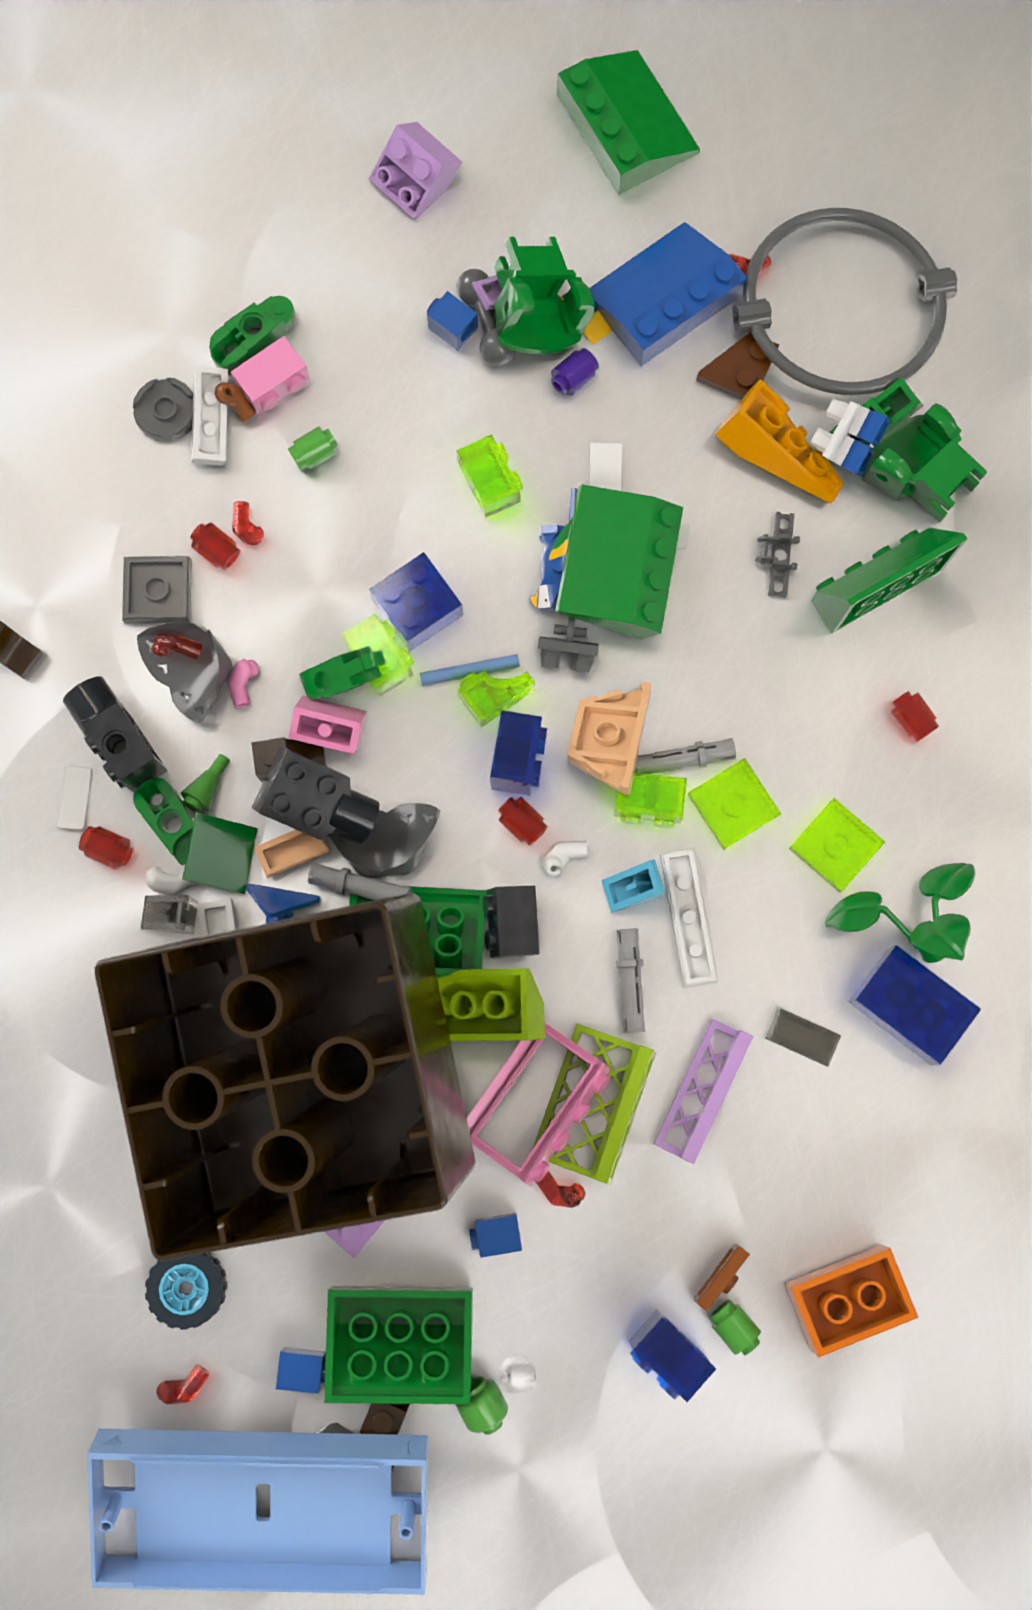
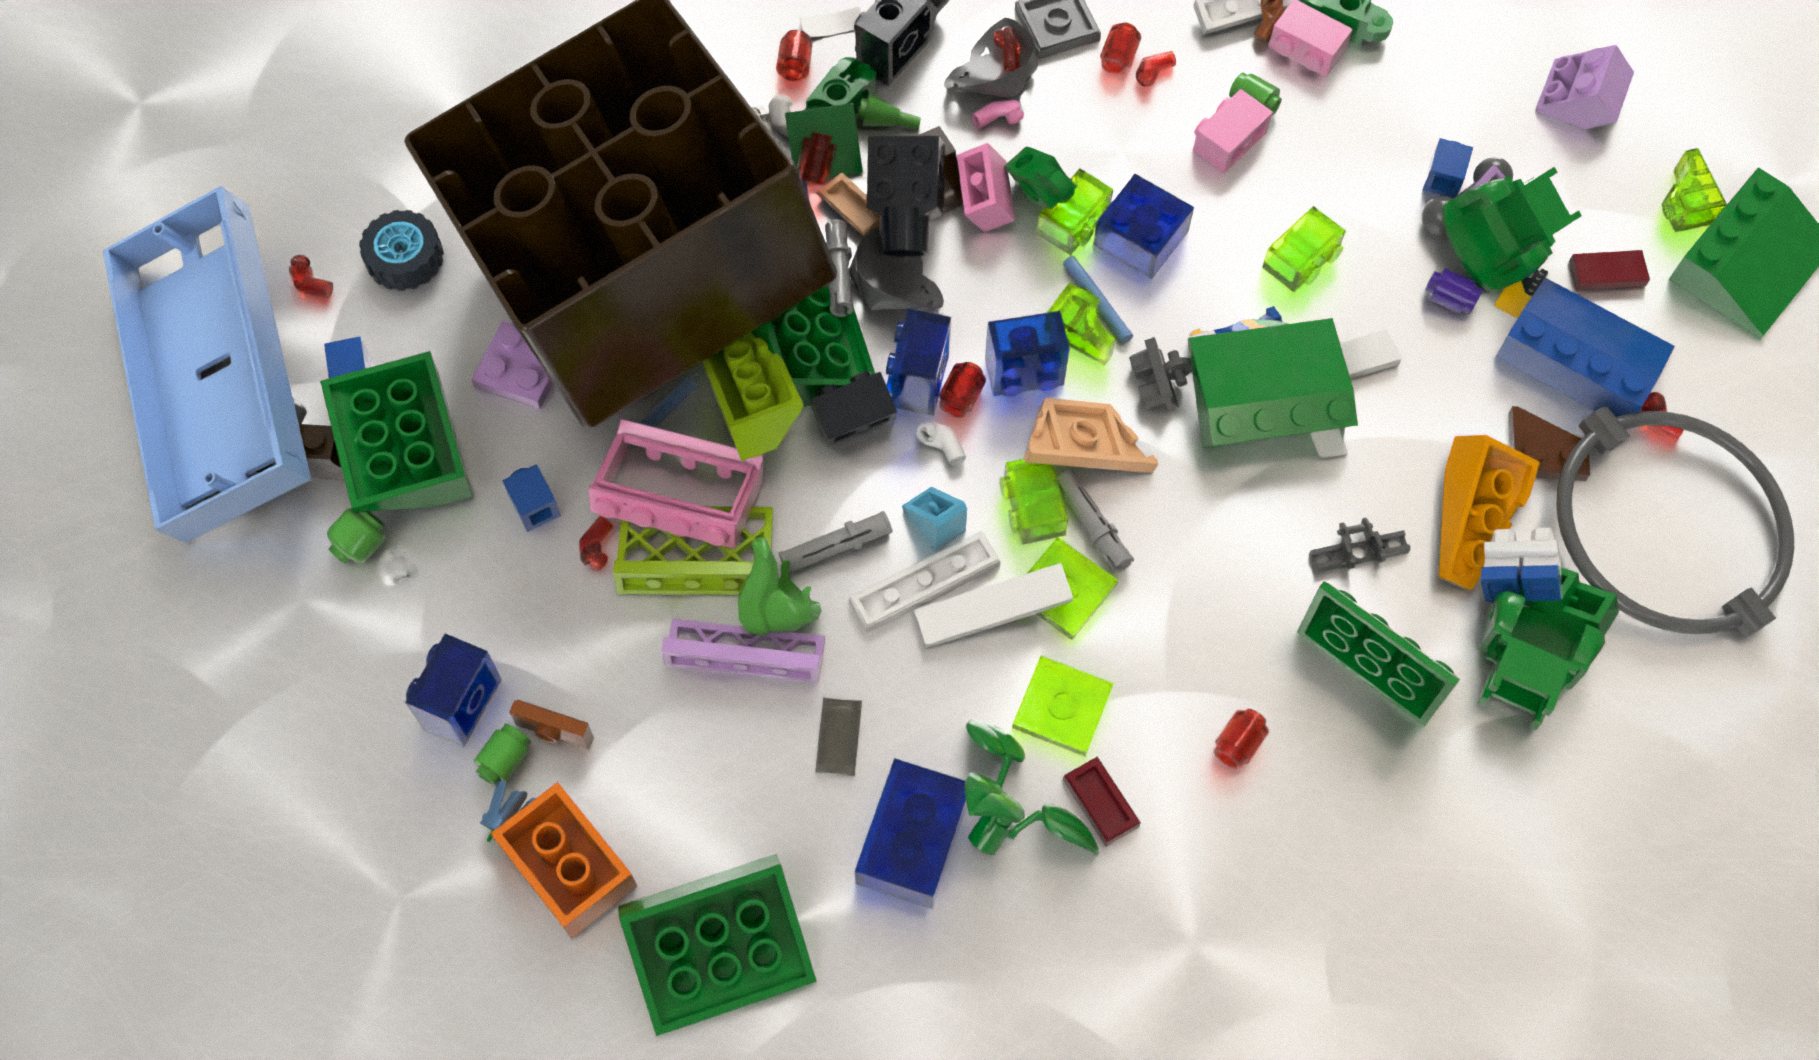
camera: 70 degrees right, 15 degrees down
(238, 866) = (816, 158): none -> clear red brick
(344, 485) = (1231, 130): none -> bright pink brick
(491, 847) = (919, 361): none -> clear blue brick
(552, 134) = (1695, 196): none -> clear neon green arch
(596, 237) = (1609, 270): none -> dark red tile
(677, 1048) = (773, 602): none -> bright green piece
(736, 868) = (993, 605): none -> white tile
(790, 1346) = (495, 816): none -> flat silver piece
(926, 845) = (1101, 801): none -> dark red tile
(951, 1195) = (716, 944): none -> green slope

